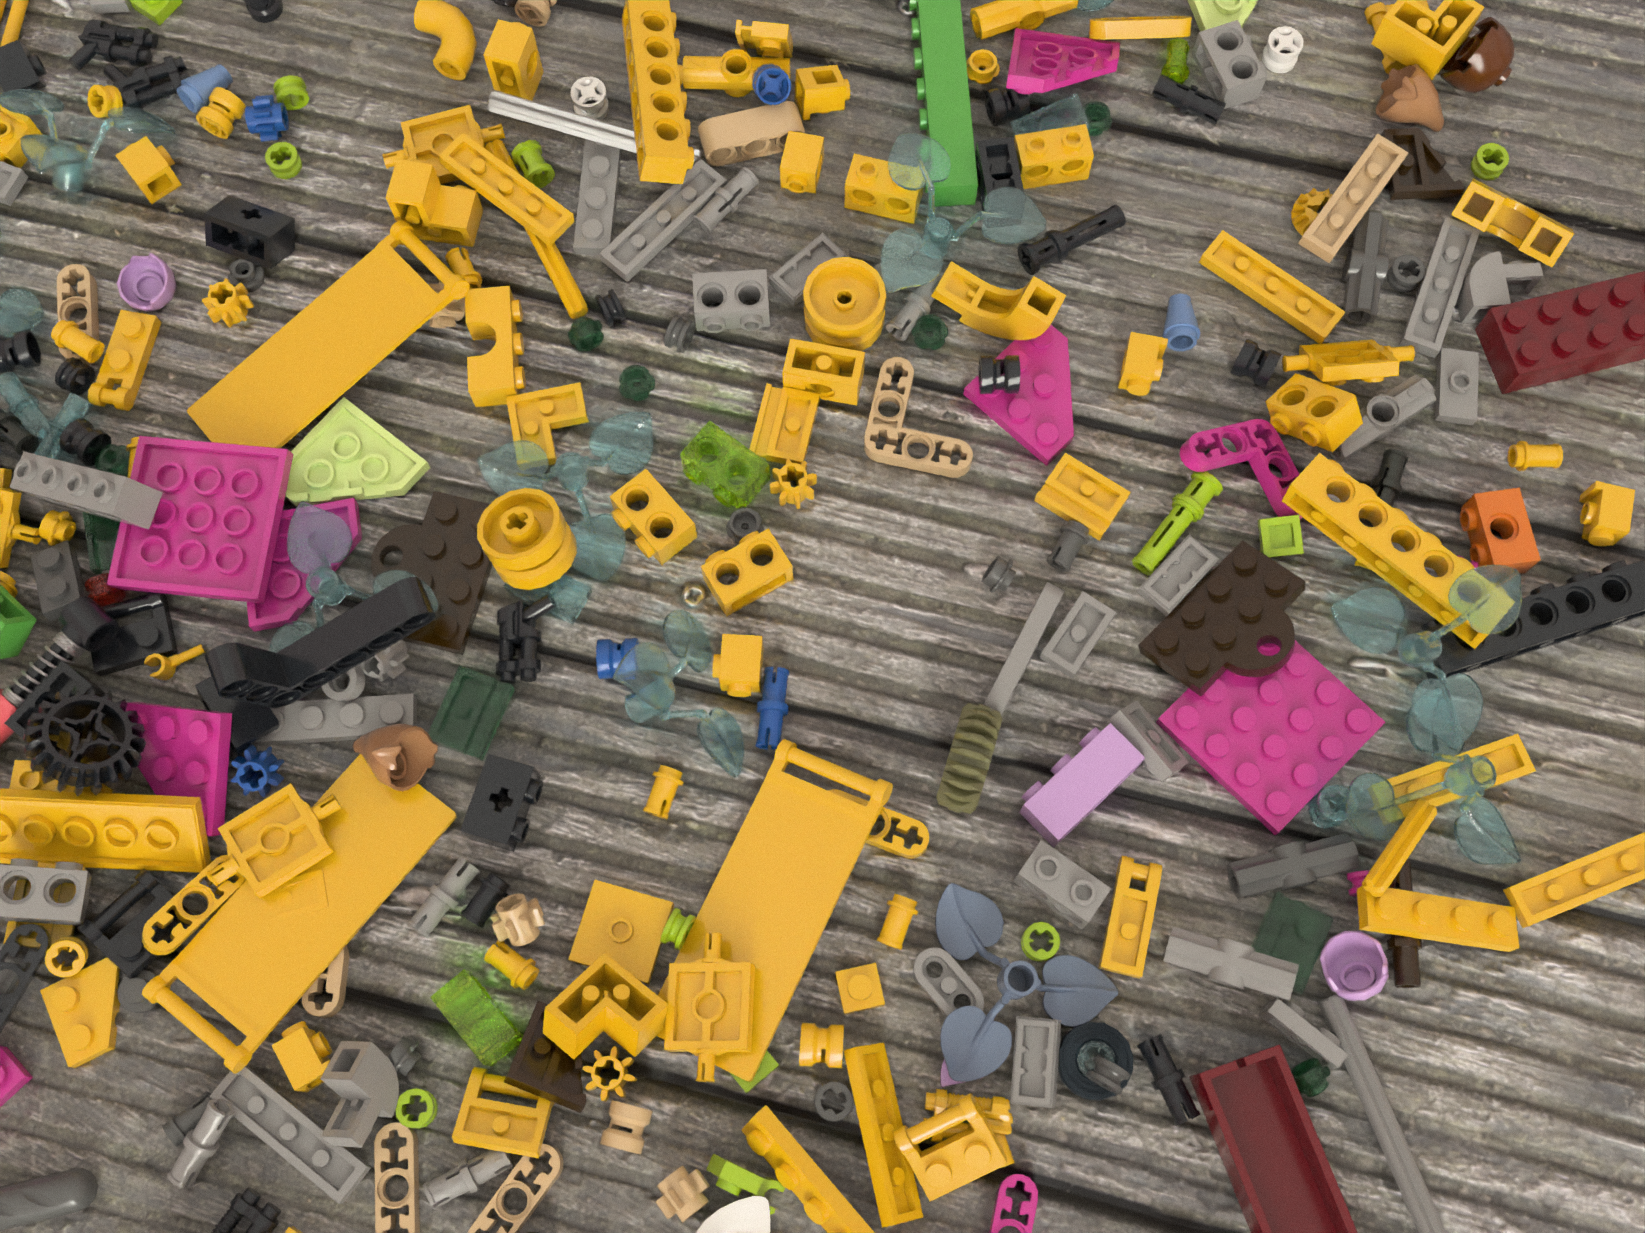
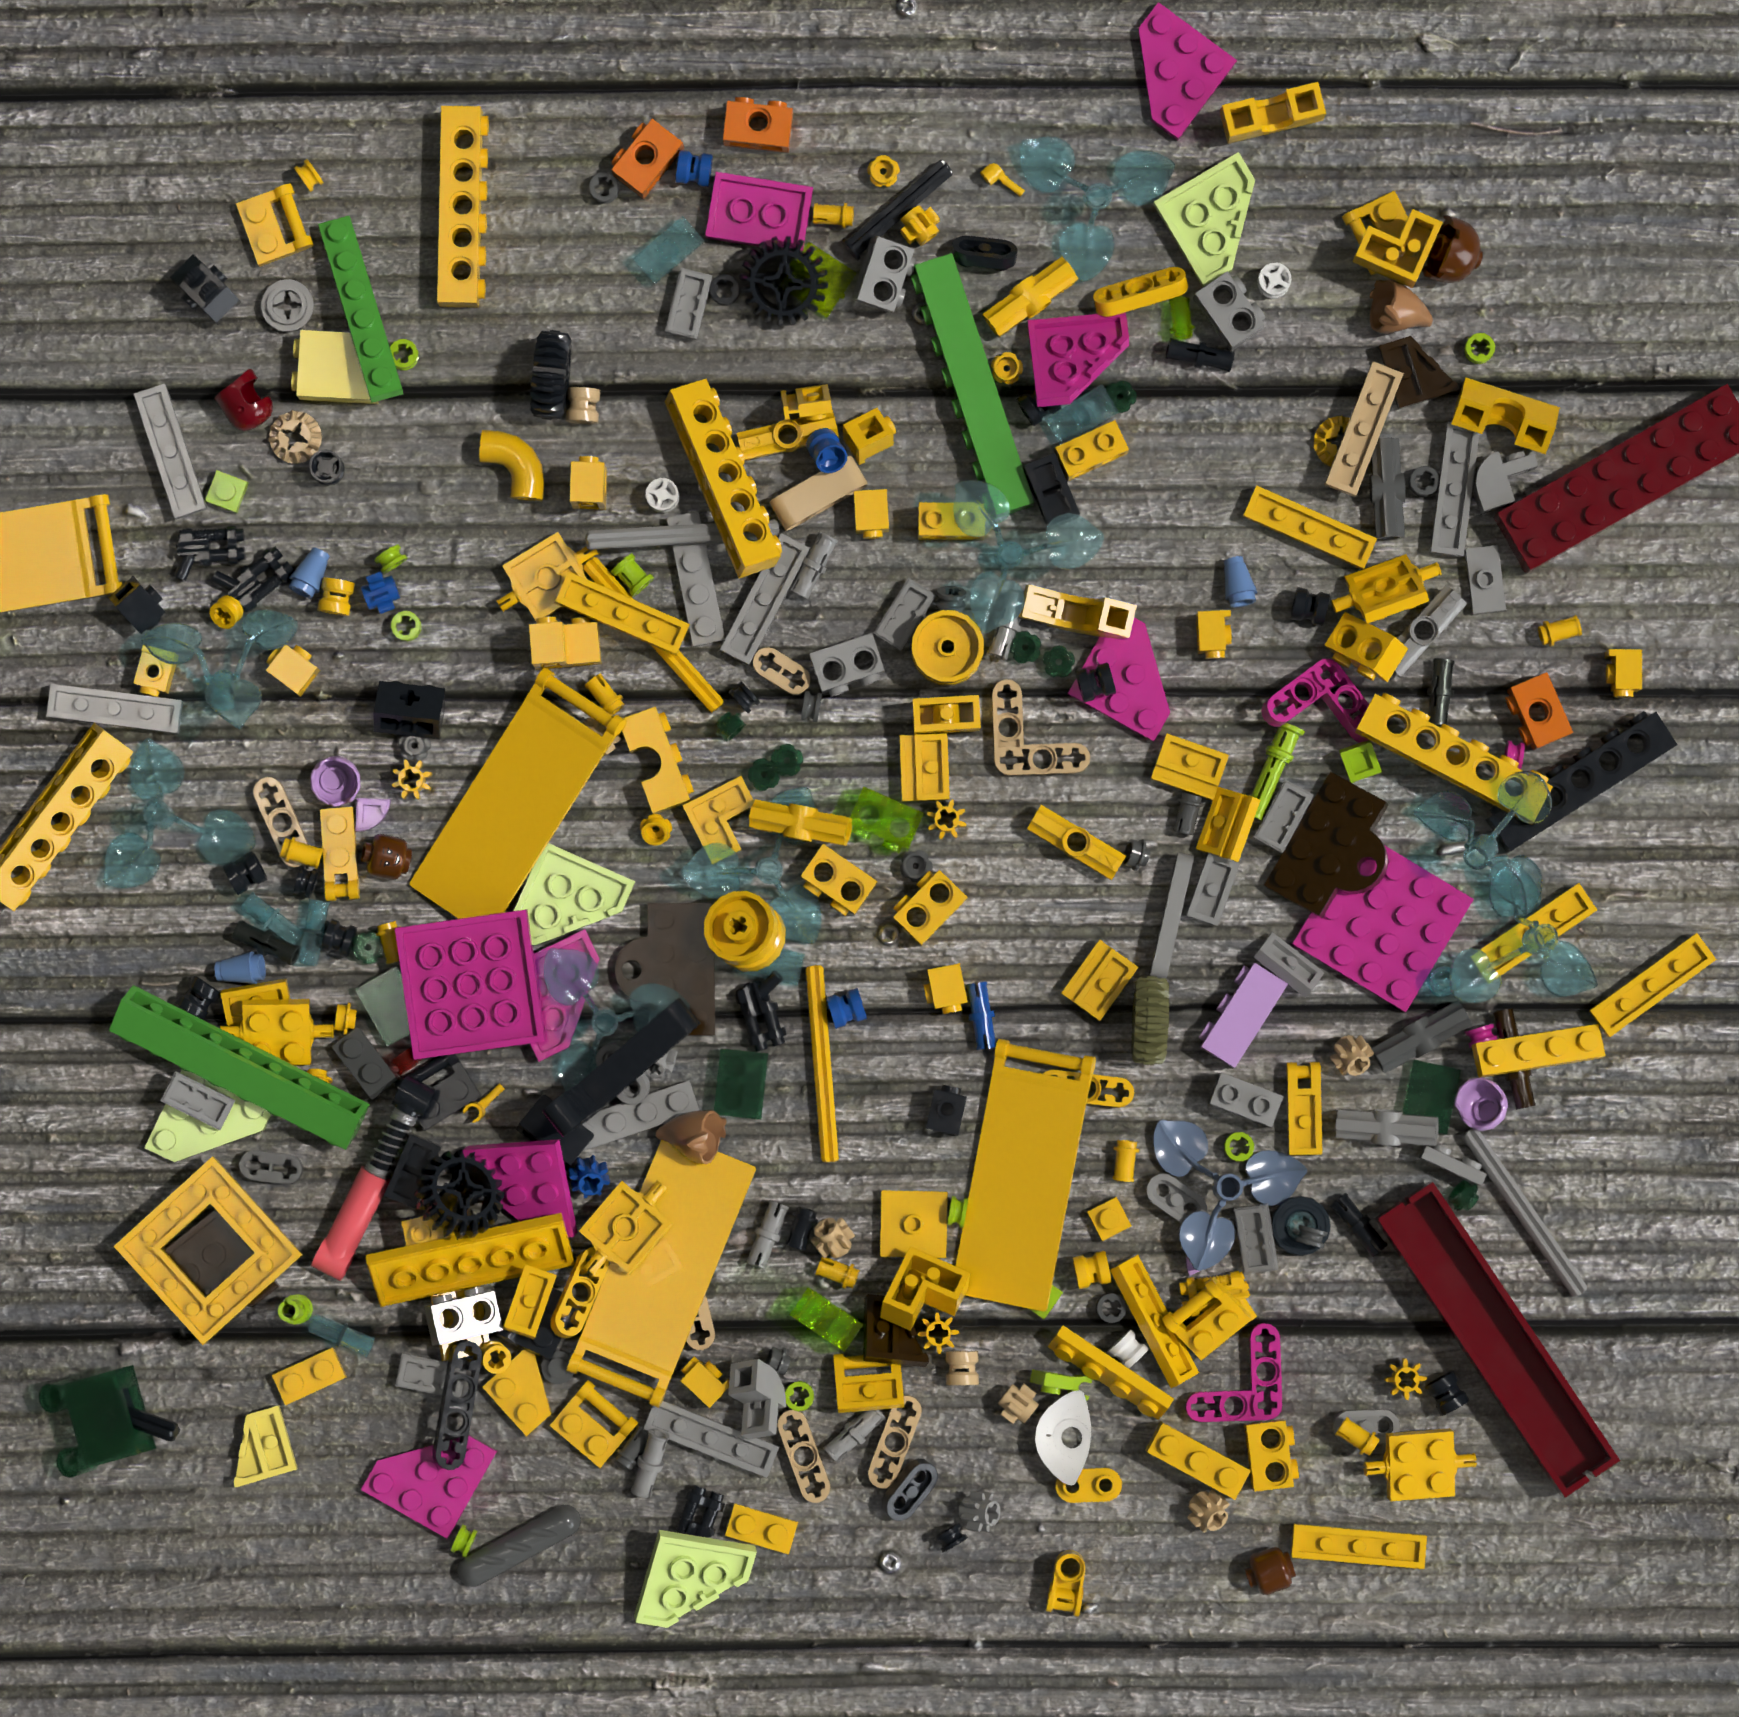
camera: 15 degrees left, 15 degrees up
(86, 489) = (370, 987): light grey brick -> none
(125, 897) = (529, 1301): none -> yellow plate
(143, 1081) = (587, 1433): none -> yellow plate
(169, 371) = (386, 856): none -> reddish brown head
(174, 329) = (370, 812): none -> lavender tile
(461, 420) = (652, 836): none -> yellow plate
(496, 783) = (781, 1168): black brick -> none
(571, 719) = (822, 1063): none -> yellow axle
(604, 382) = (759, 782): none -> clear green plate
(628, 440) = (800, 822): none -> yellow piece
(648, 676) = (889, 1035): clear light blue plant -> none
(663, 791) = (914, 1106): yellow pin -> none
(664, 288) = (785, 664): none -> tan beam
(699, 805) = (946, 1110): none -> black brick
(709, 1007) = (1001, 1265): yellow plate -> none
(840, 1161) = (1128, 1349): none -> white wheel
(916, 526) = (1056, 831): none -> yellow piece
(920, 702) = (1099, 980): none -> yellow plate
(958, 364) = (1052, 668): none -> clear green plate
(1055, 242) = (1116, 533): black pin -> none
(1113, 564) = (1228, 824): none -> yellow plate
(1204, 865) = (1352, 1055): none -> tan gear
(1399, 848) = (1497, 1006): yellow axle -> none

